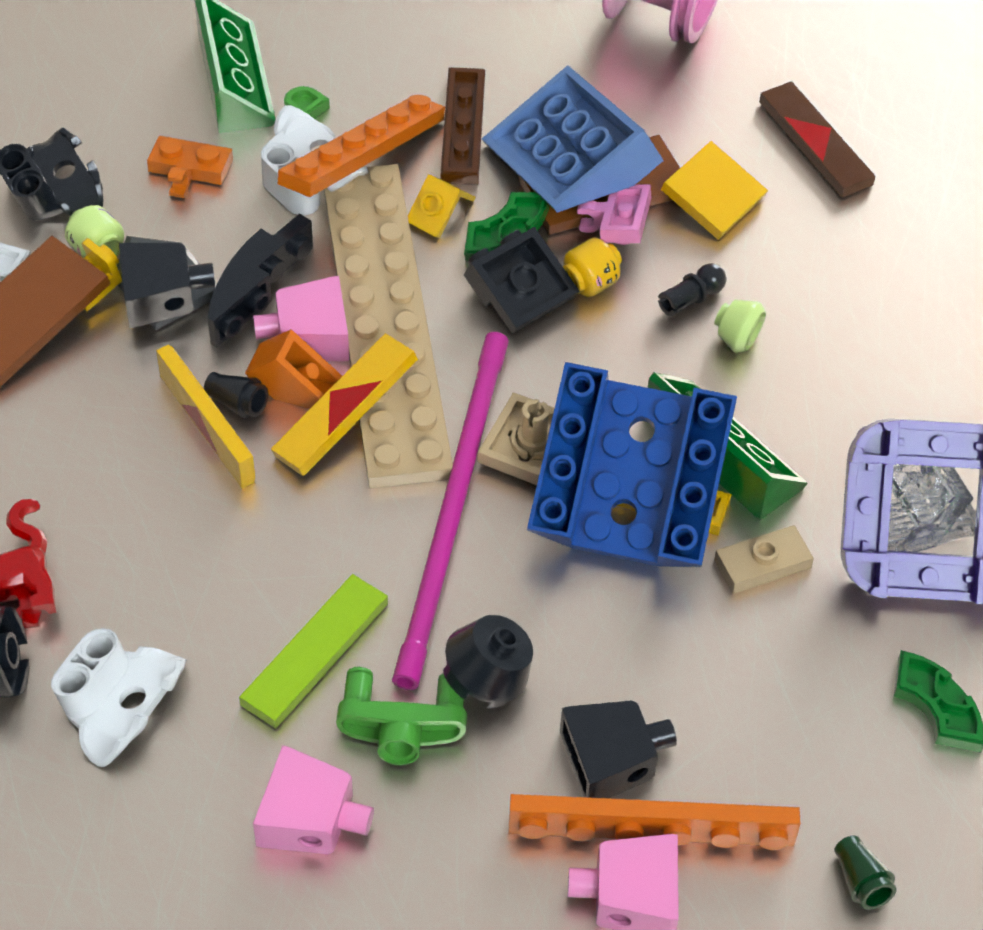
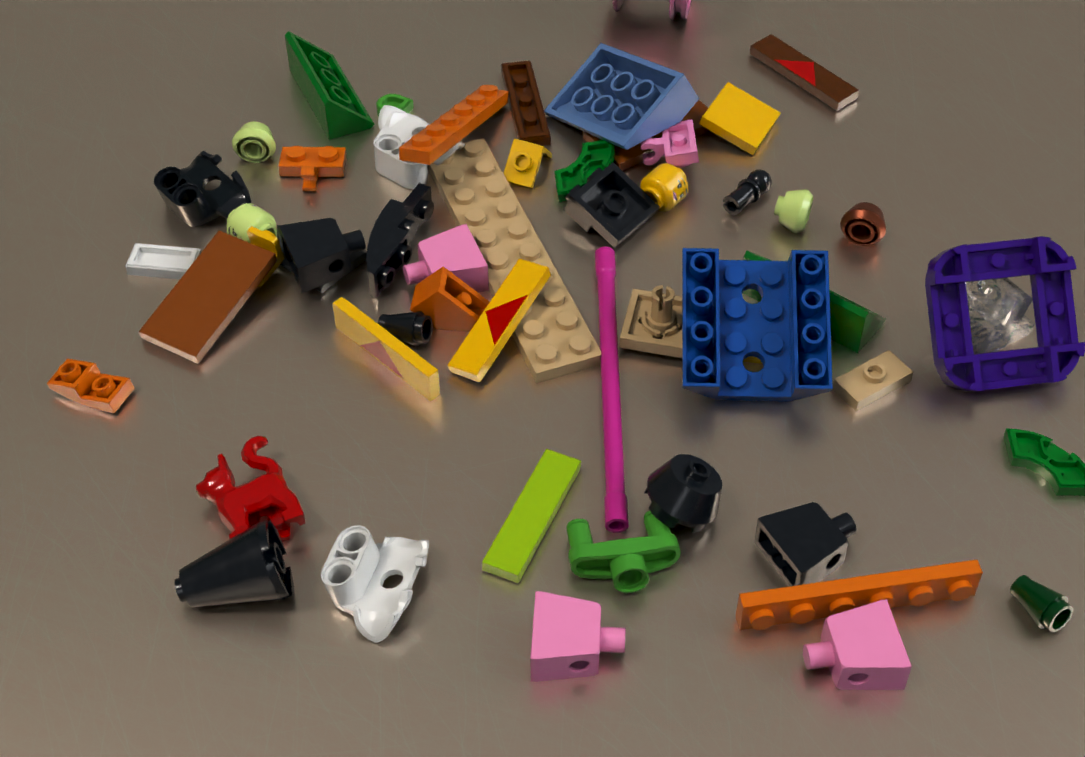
camera: 10 degrees left, 5 degrees down
(126, 124) = (254, 142): none -> yellowish green cone
(818, 356) = (863, 224): none -> copper cone

